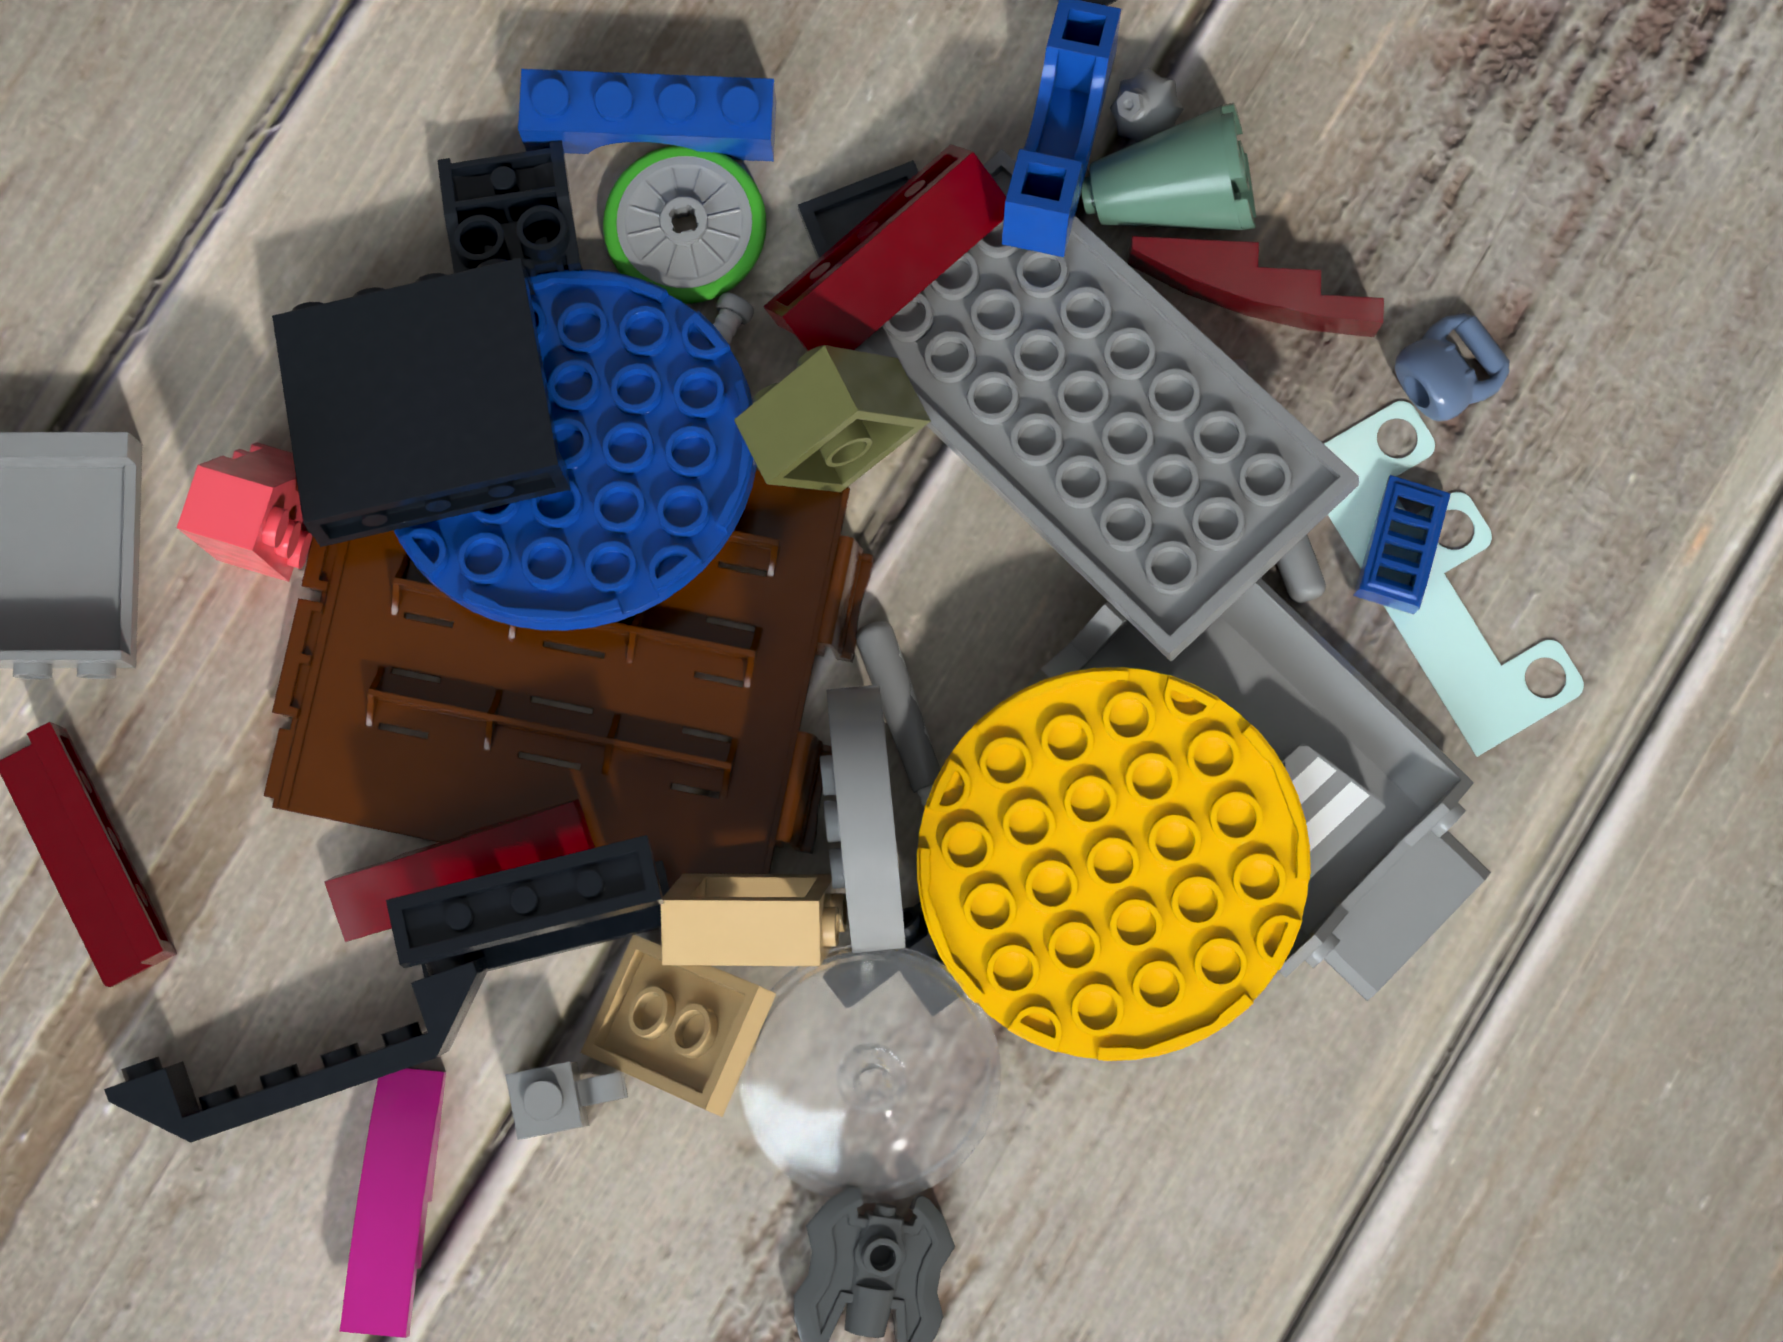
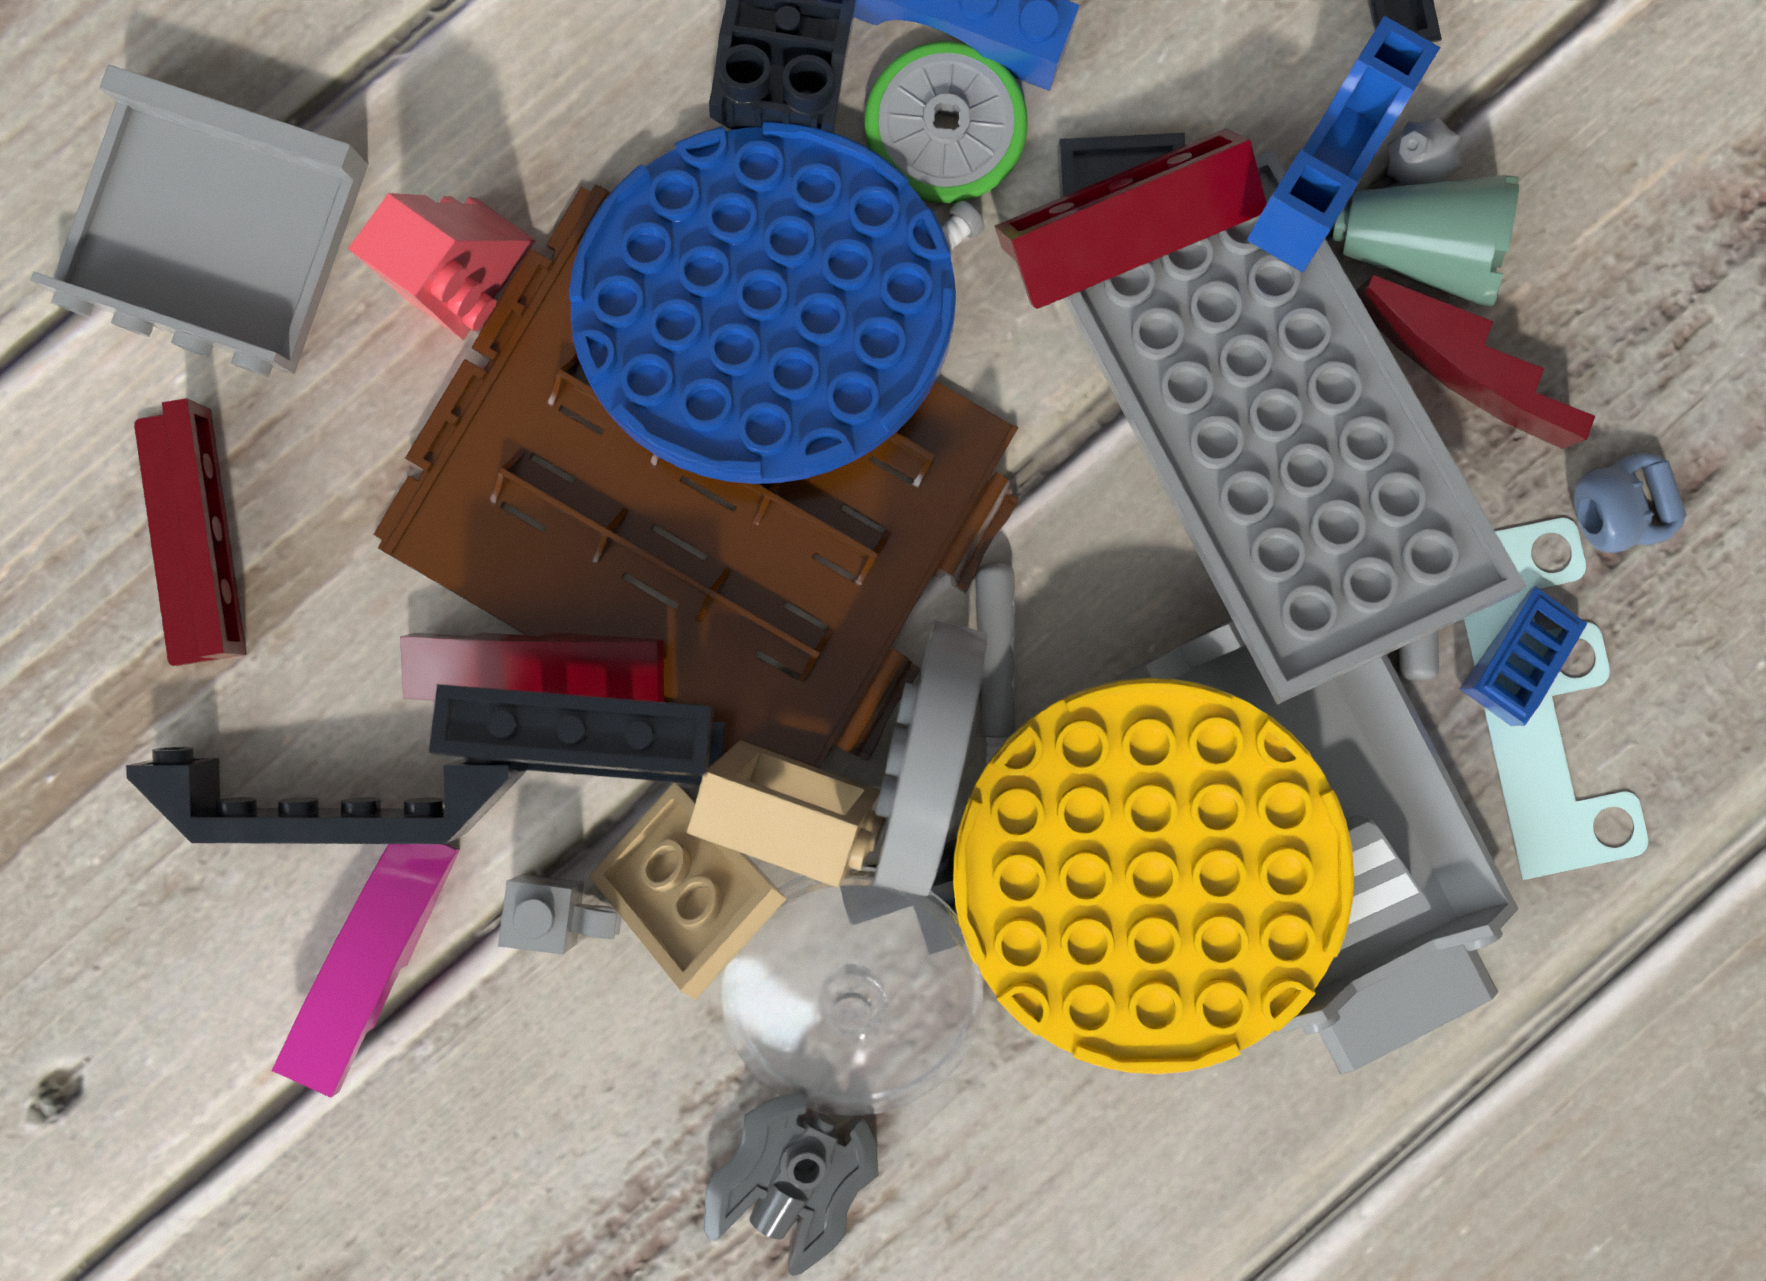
camera: 15 degrees right, 5 degrees up
(418, 402) = (632, 207): black panel -> none
(831, 419) = (1025, 355): olive brick -> none

